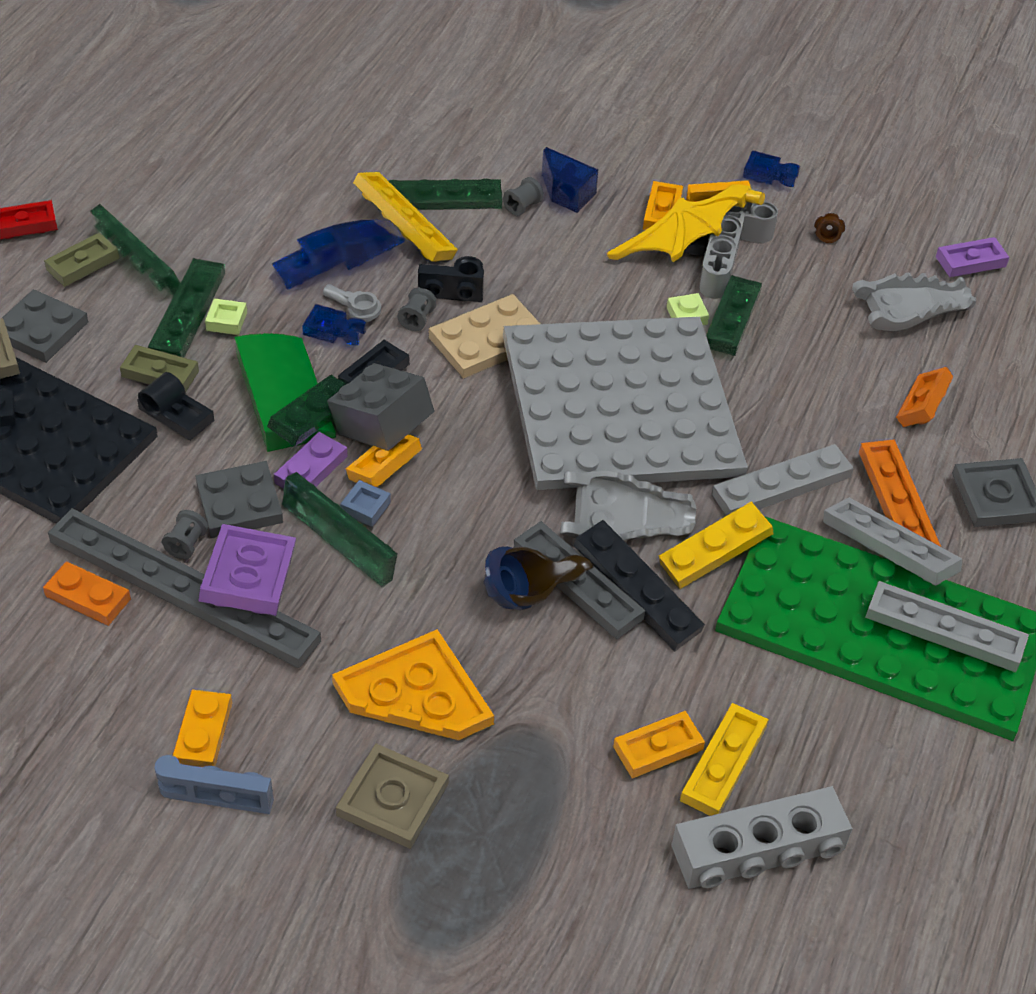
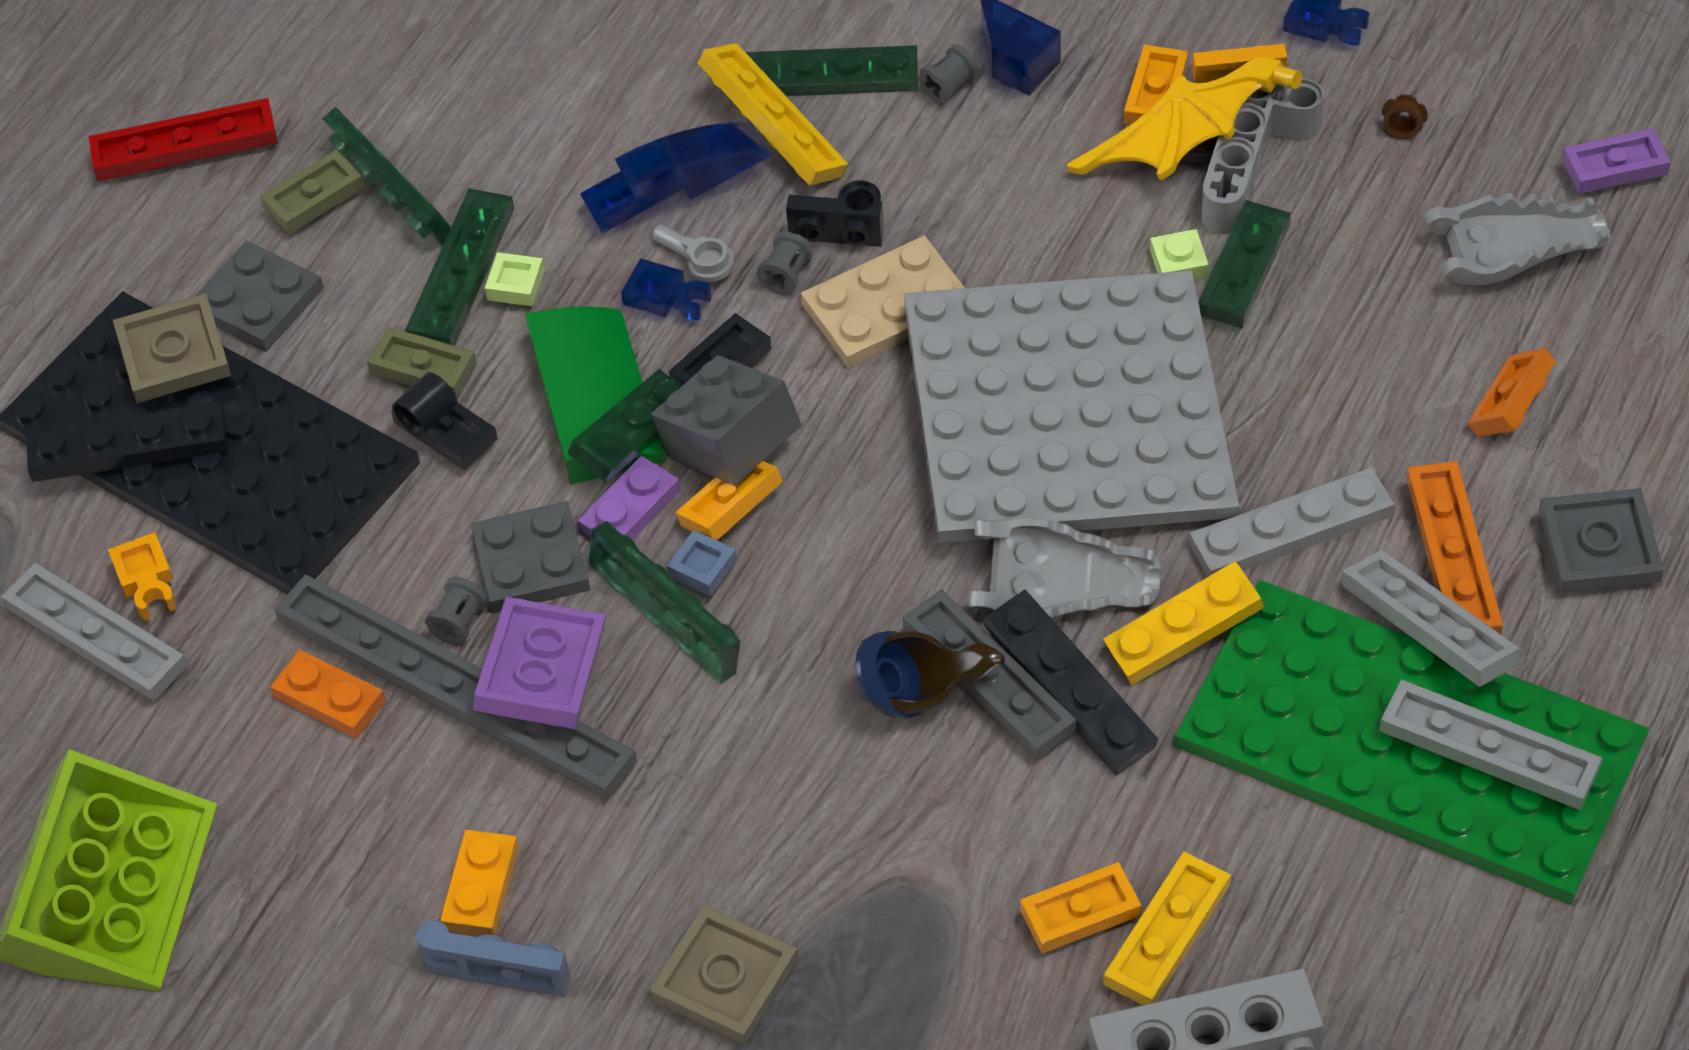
camera: 10 degrees right, 5 degrees up
(416, 688) = (760, 829): light orange plate -> none

